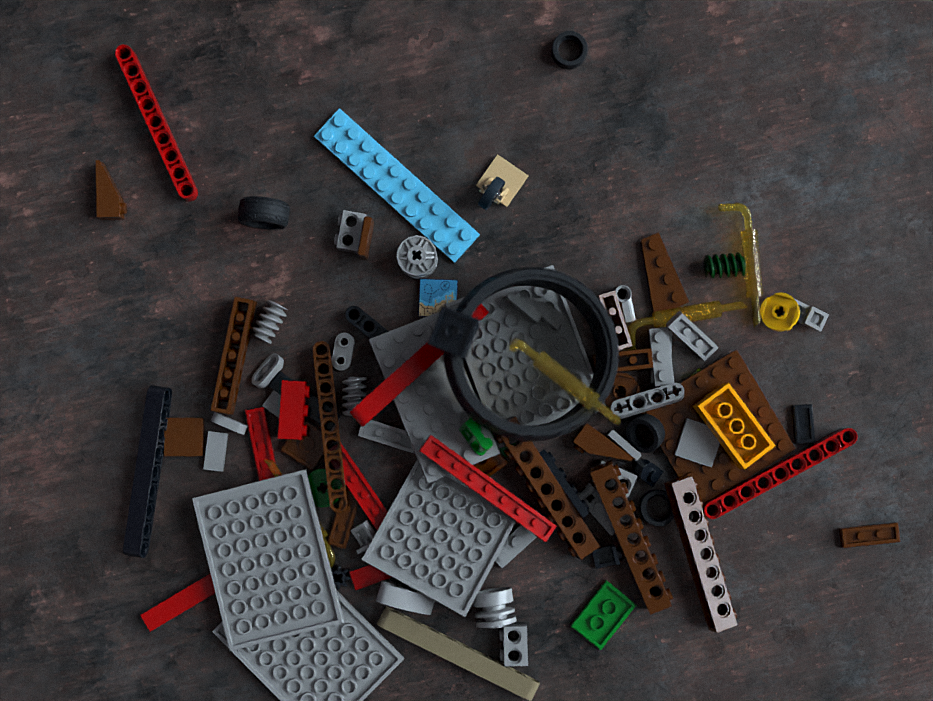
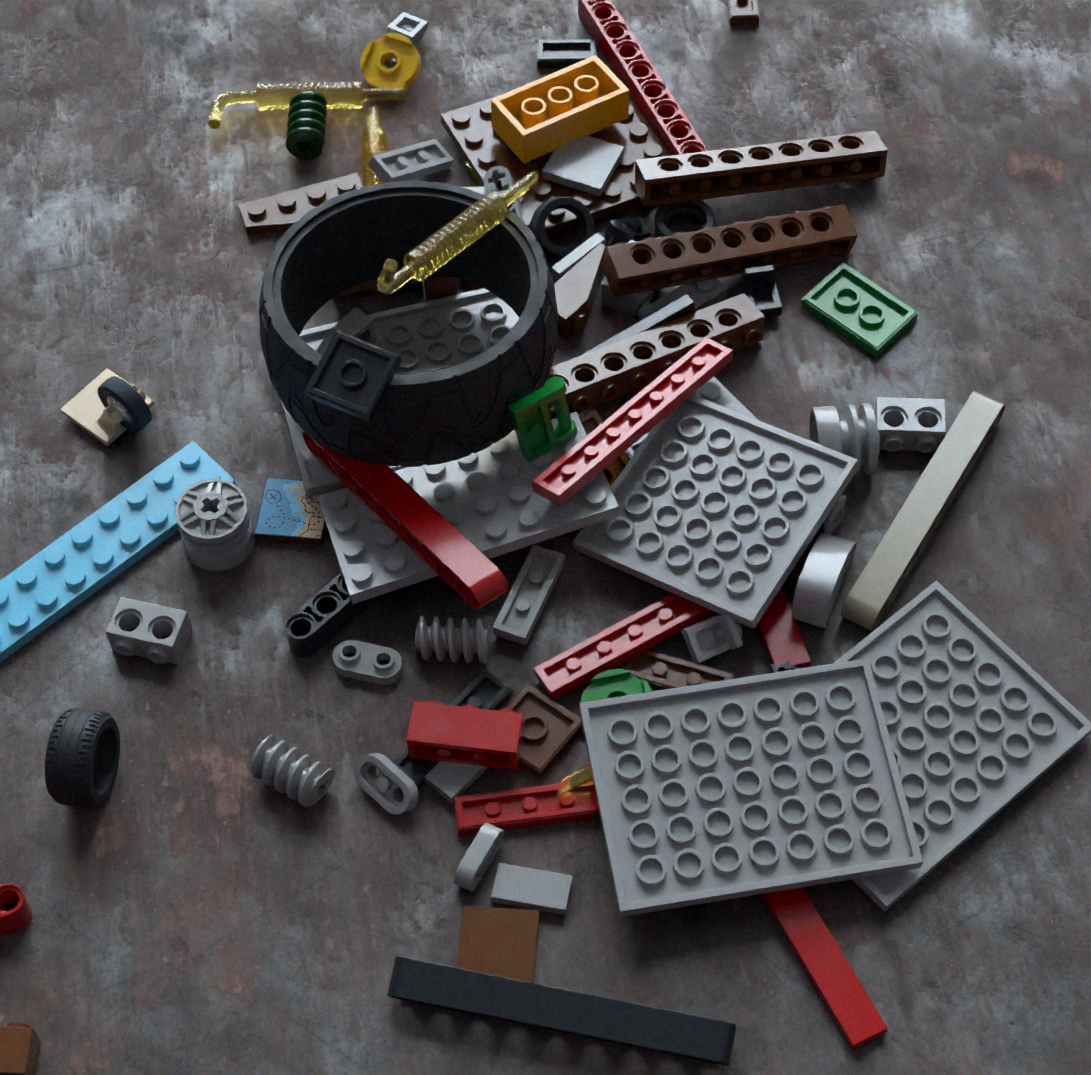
camera: 85 degrees left, 30 degrees down
(233, 355) = (349, 833): reddish brown brick -> none
(325, 417) = (505, 673): reddish brown beam -> none
(366, 237) = (167, 592): reddish brown tile -> none

